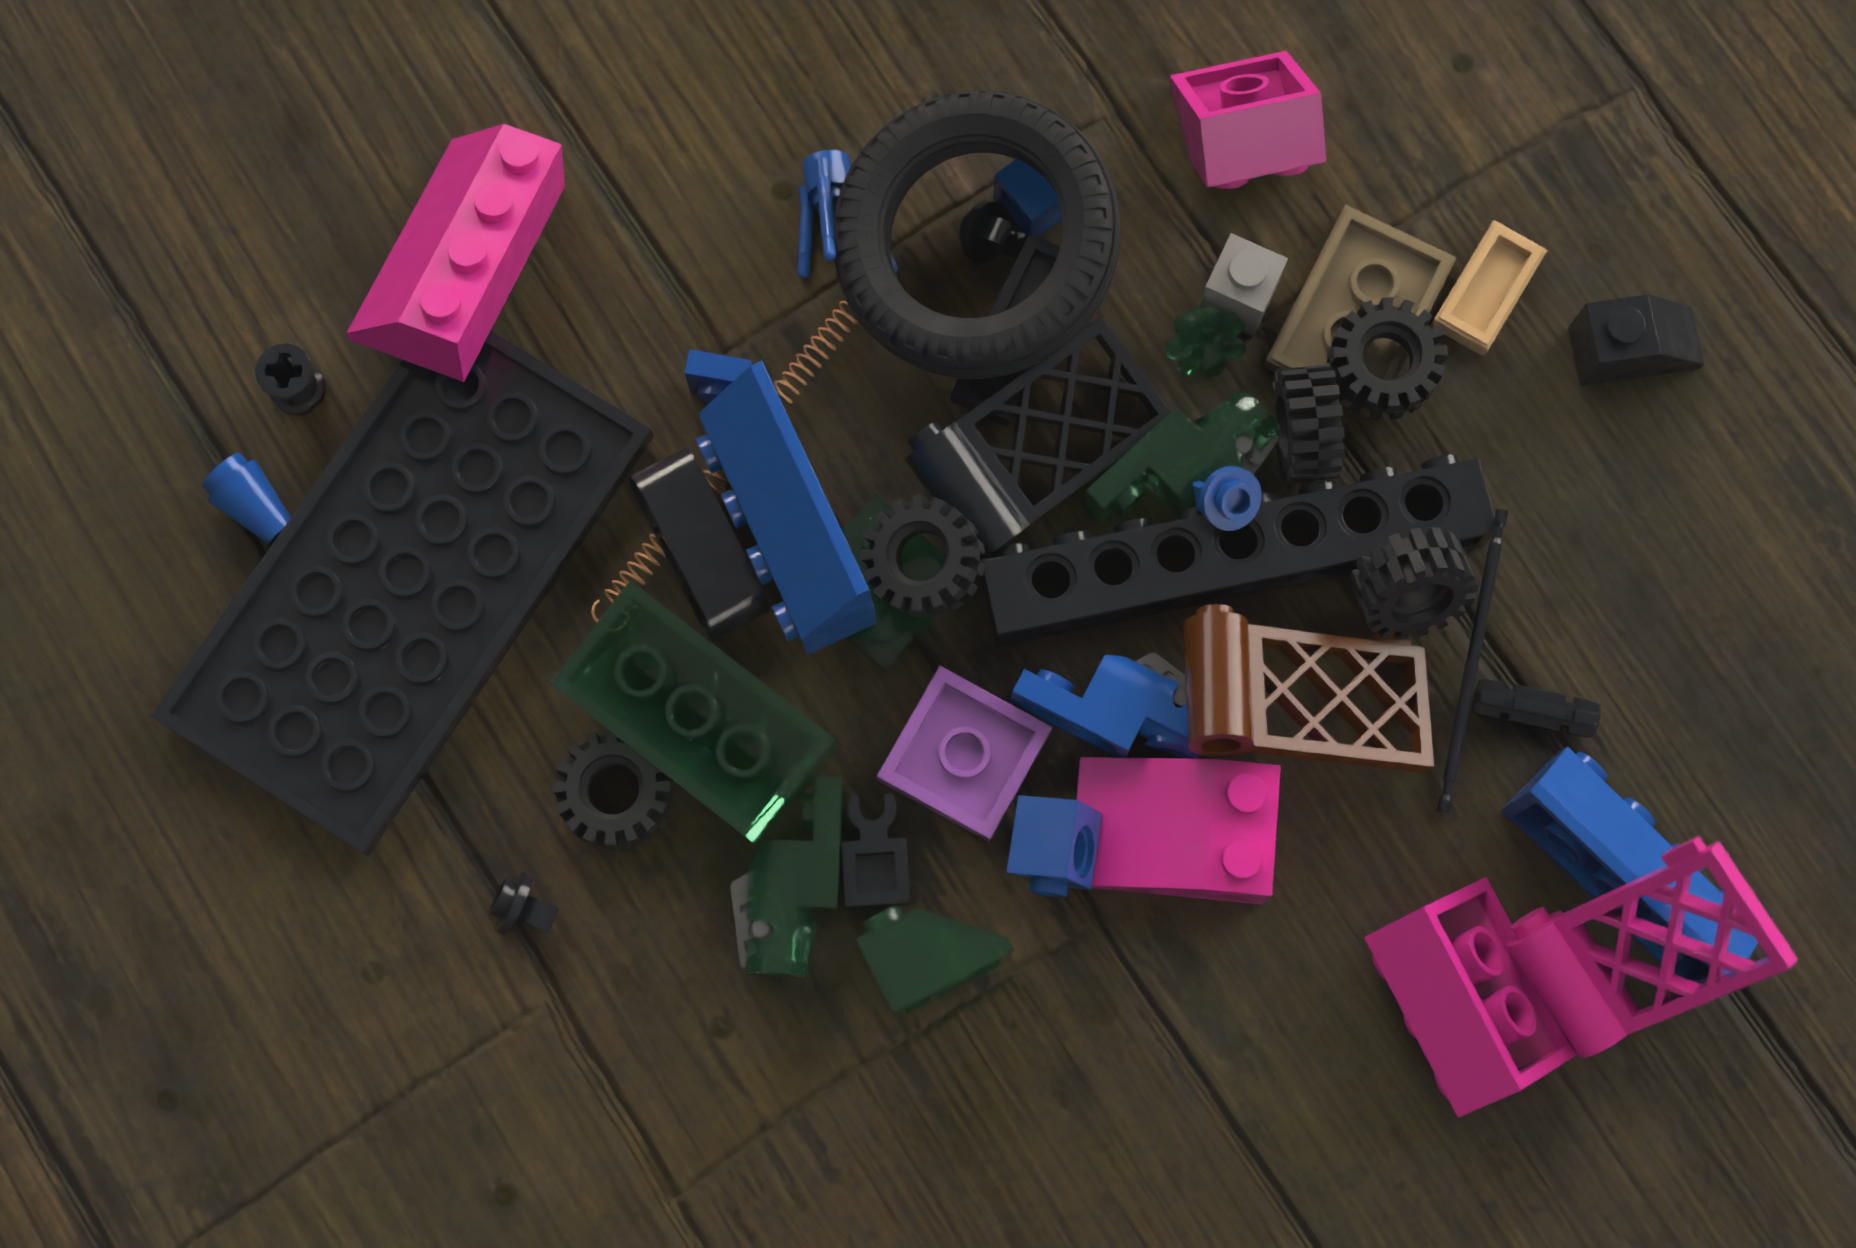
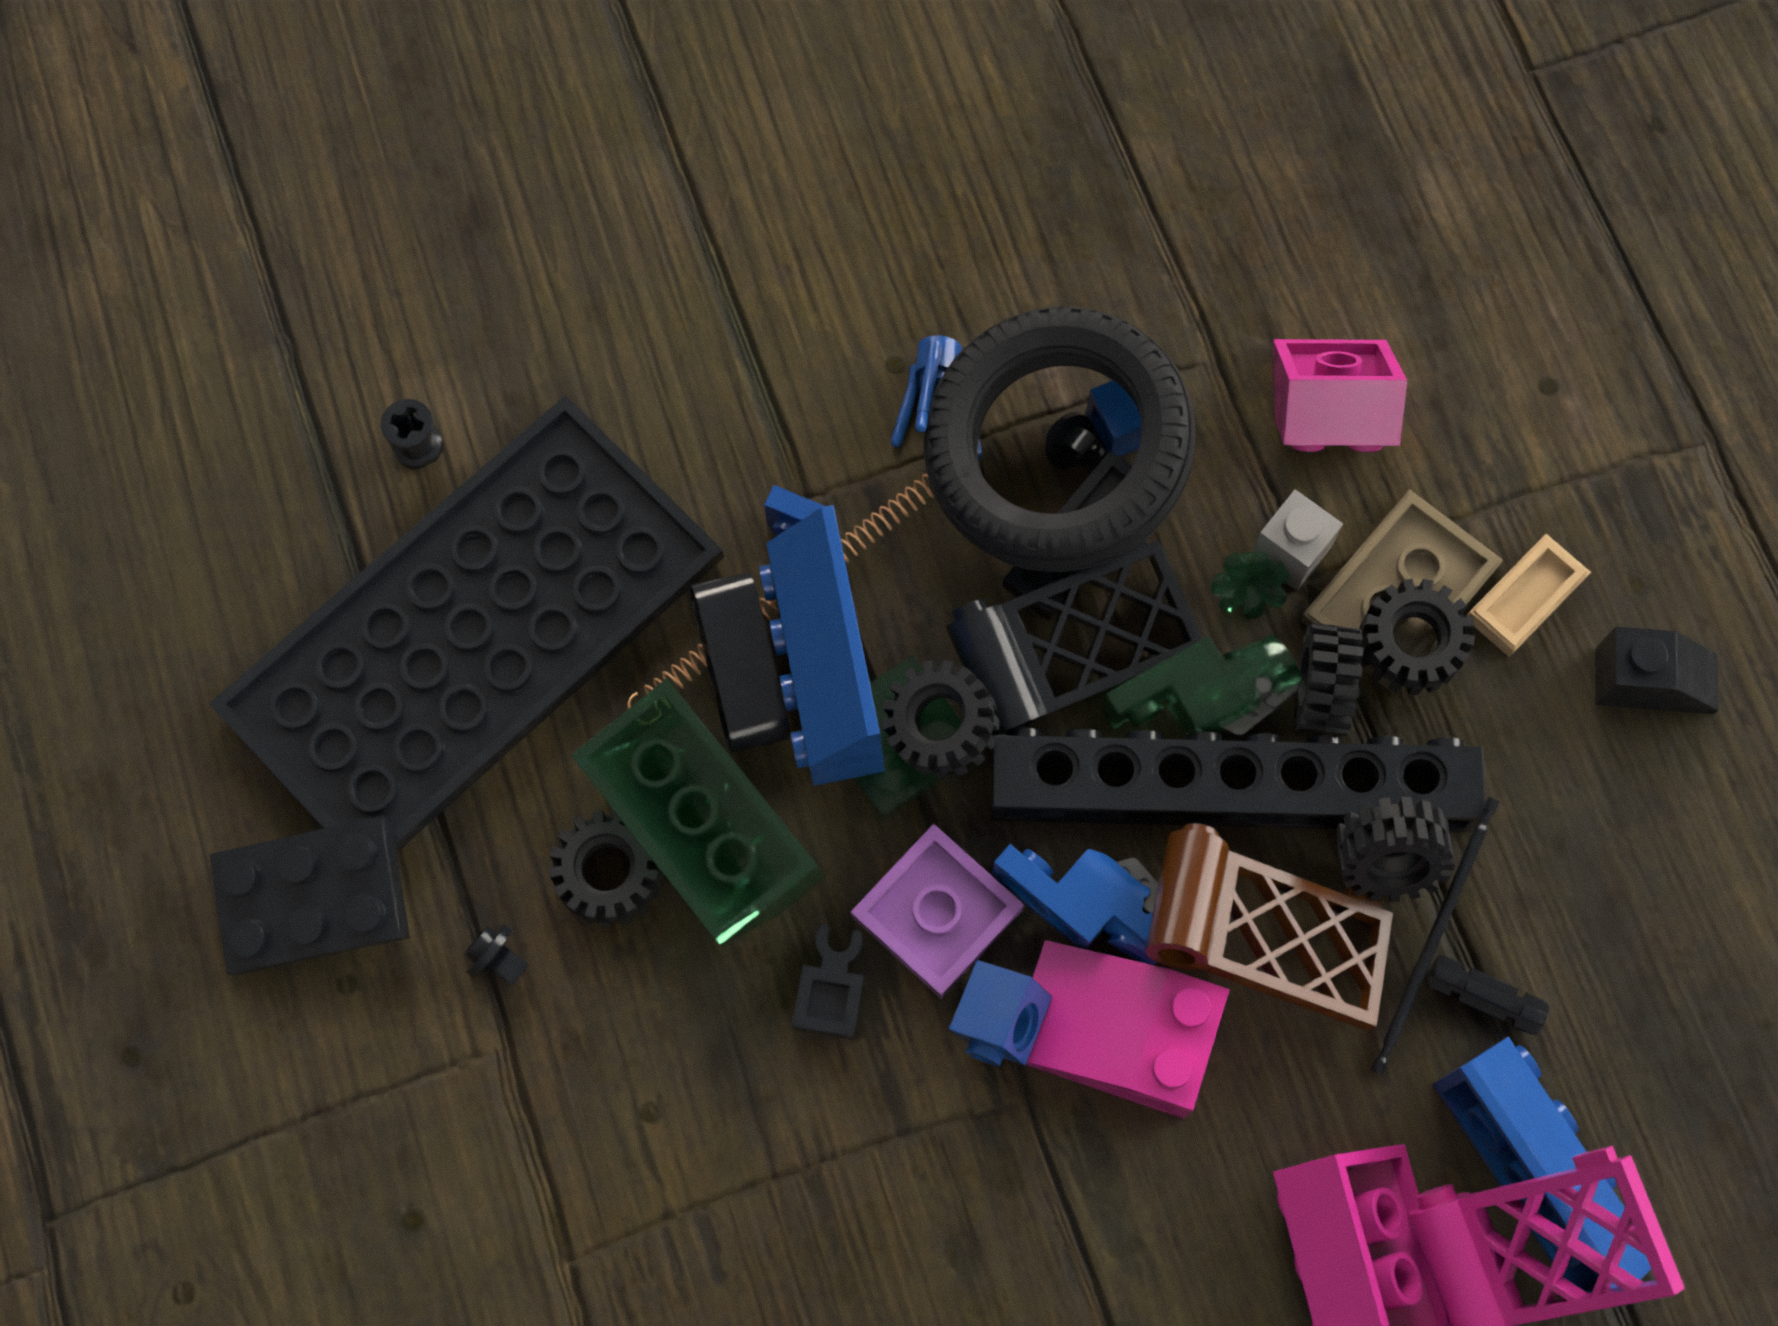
camera: 15 degrees right, 5 degrees down
(247, 497) = (345, 528): blue cone -> none
(311, 891) = (309, 896): none -> black plate
(462, 250) = (594, 353): dark pink slope -> none
(789, 885) = (746, 993): clear green plate -> none
(926, 956) = (855, 1090): clear green slope -> none
(1228, 497) = (1237, 729): blue plate -> none

